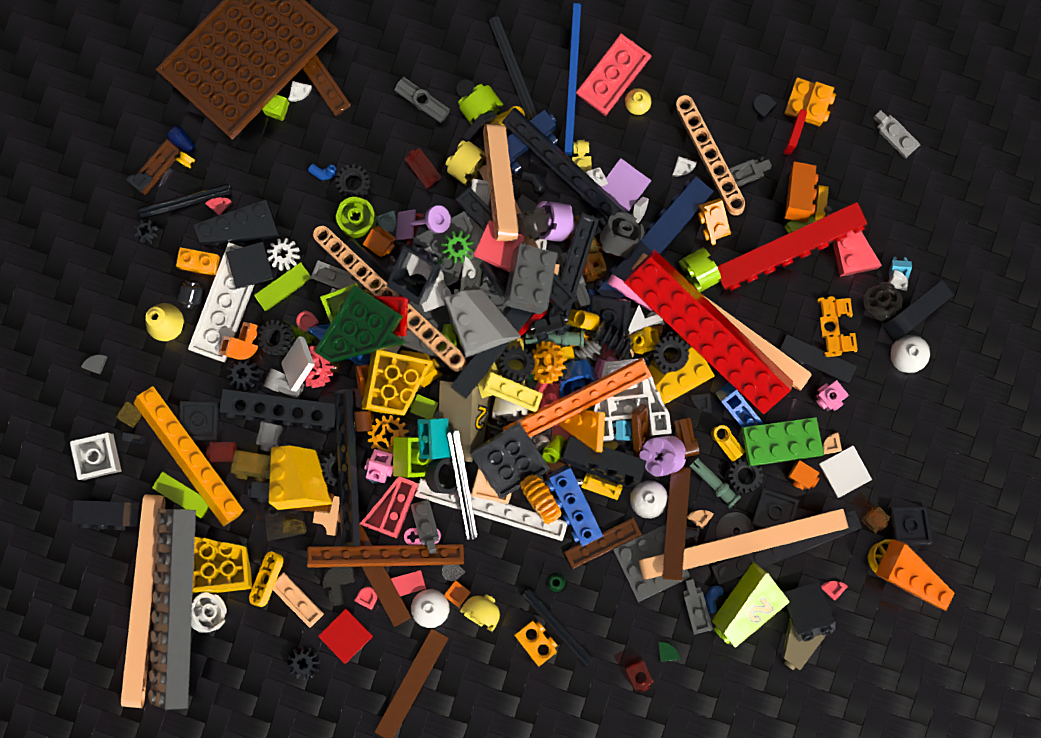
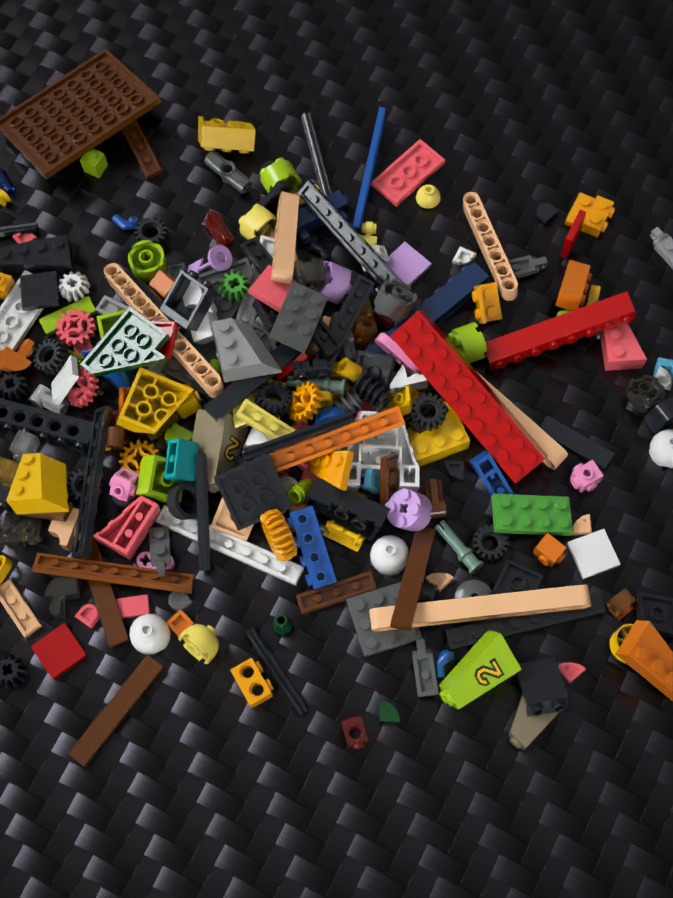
camera: 10 degrees right, 15 degrees down
(299, 91) = (118, 155): white tile -> none
(300, 295) = (75, 328): none -> coral gear
(411, 55) = (226, 136): none -> yellow wedge
(547, 402) = (298, 435): none -> black axle
(640, 208) = (418, 285): white tile -> none
(728, 443) = (476, 510): yellow piece -> none
(834, 310) = (592, 423): light orange piece -> none

